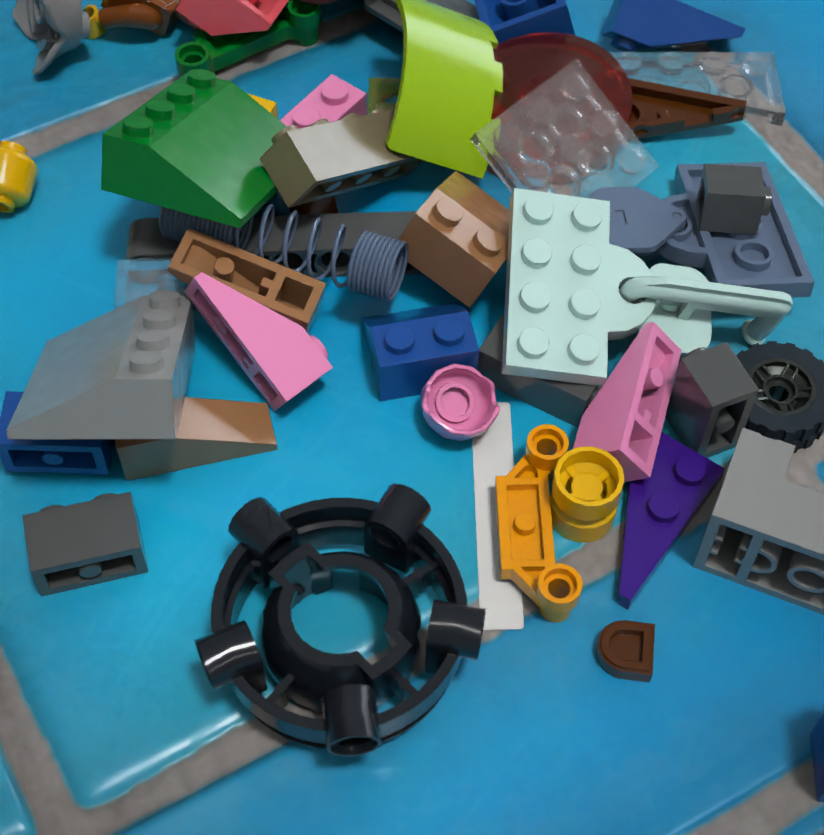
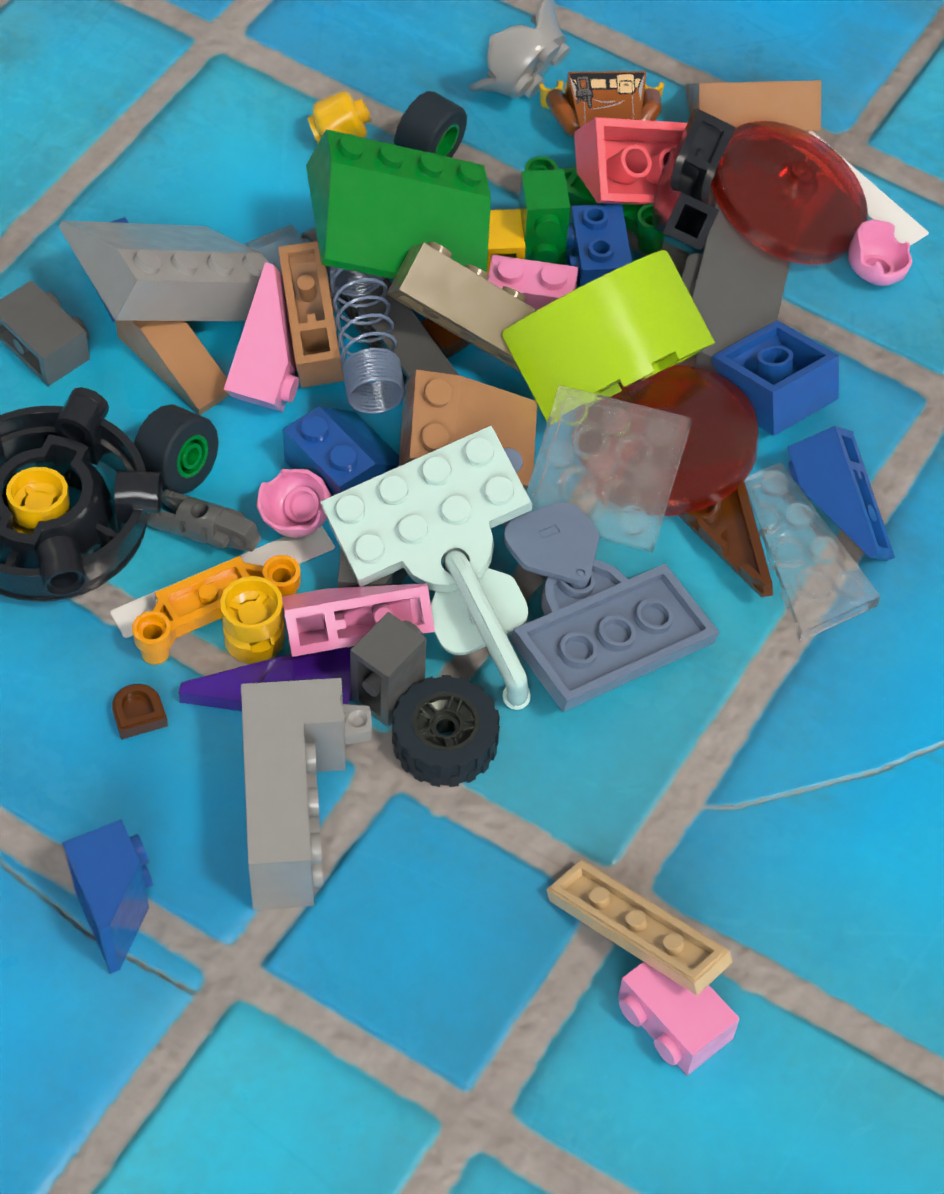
camera: 60 degrees right, 0 degrees up
(81, 110) = (432, 125): none -> black wheel
(254, 63) = (544, 215): none -> green brick
(299, 59) = (597, 240): none -> blue brick
(328, 467) = (178, 446): none -> black wheel
(340, 621) = (36, 496): none -> yellow wheel
(454, 475) = (205, 522): none -> dark grey hinge
(732, 199) = (619, 602): dark grey brick -> none

